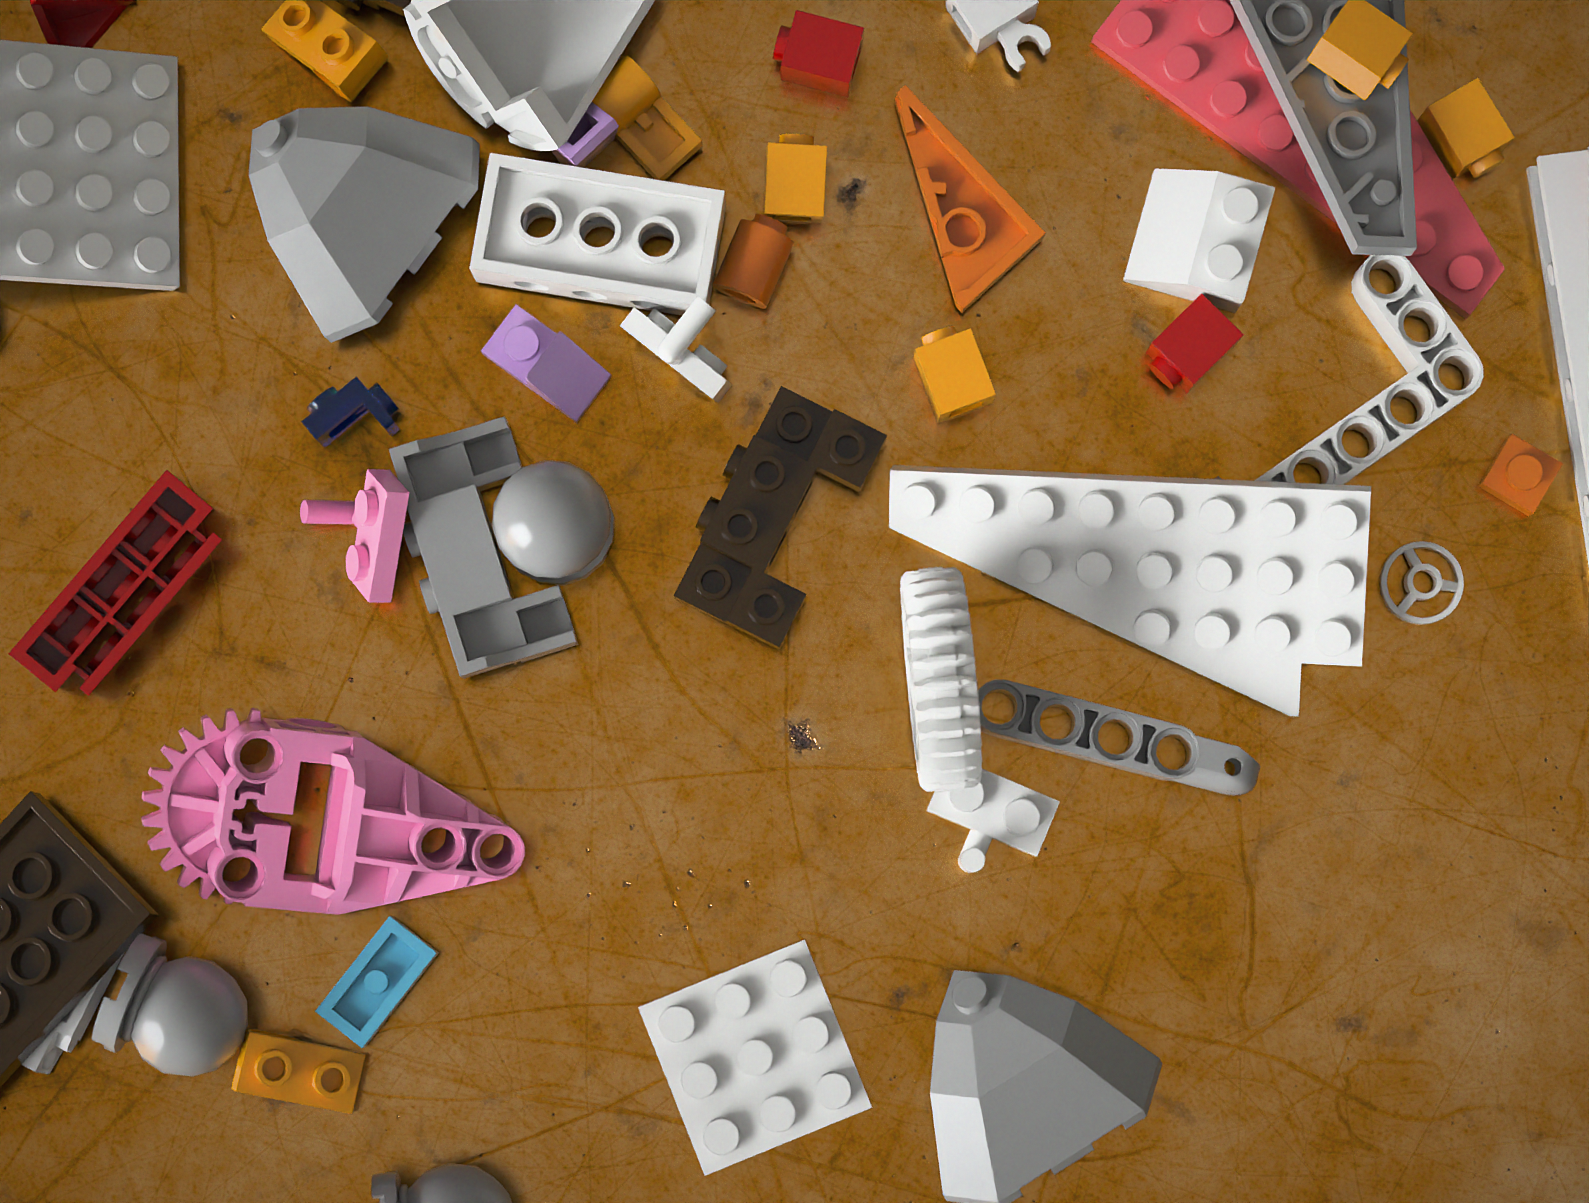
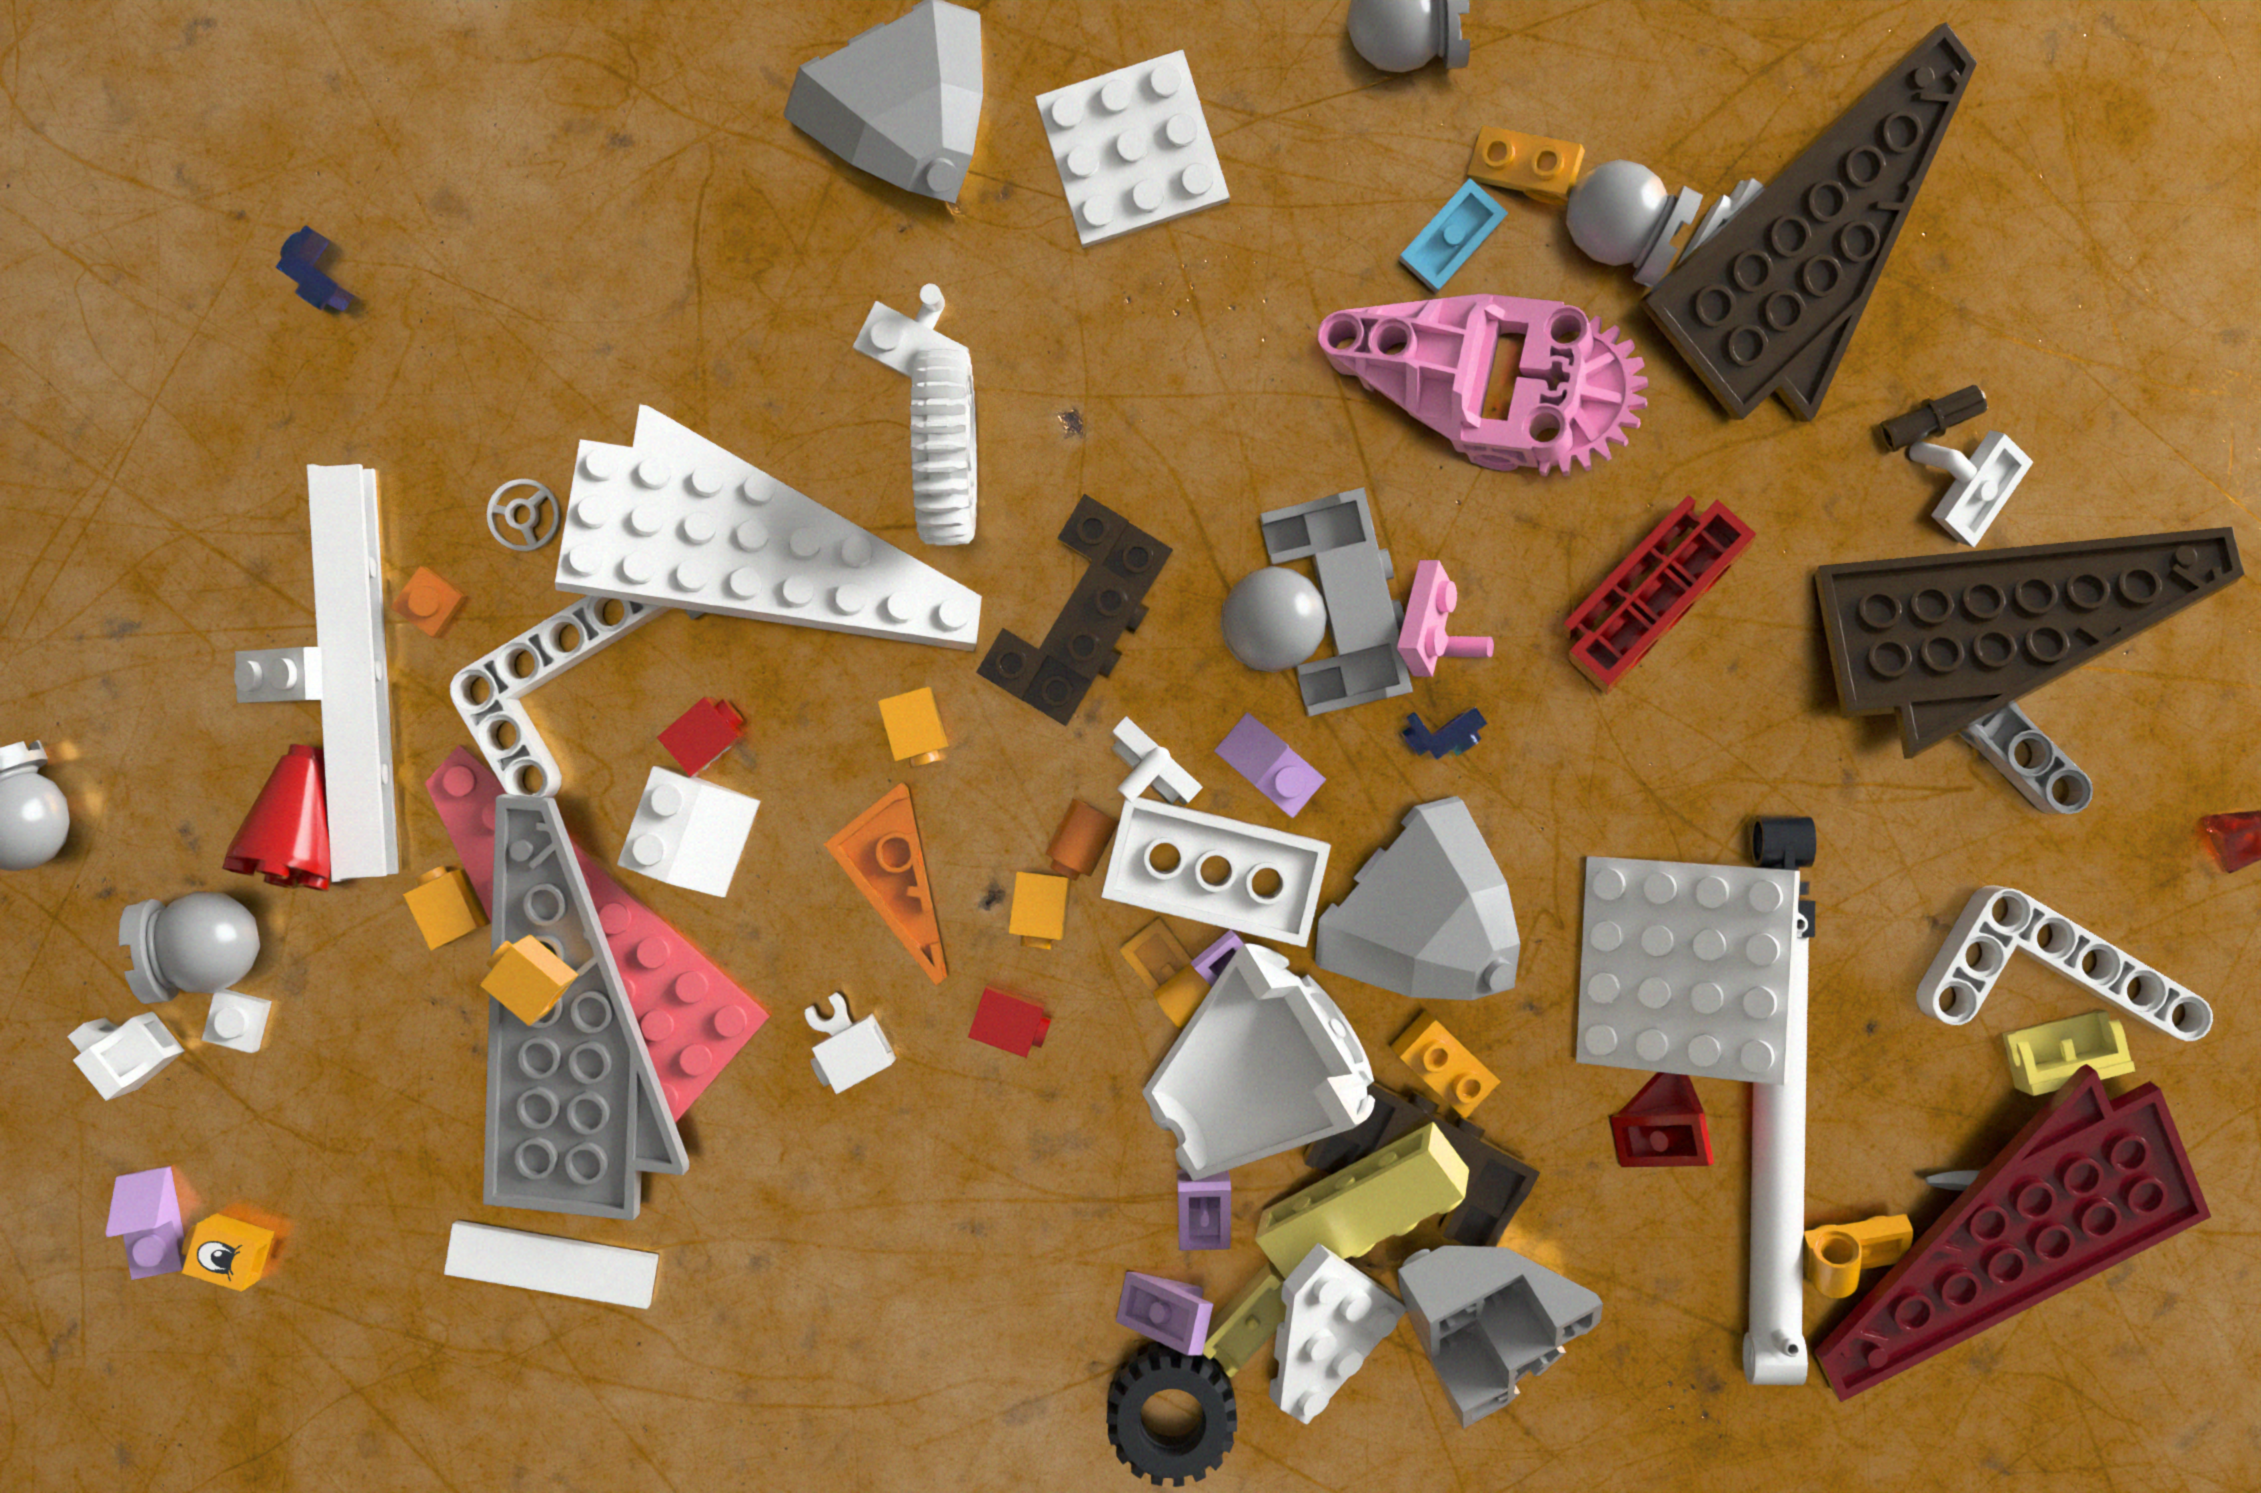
camera: 175 degrees left, 5 degrees up
(1203, 756) = (726, 367): light grey piece -> none

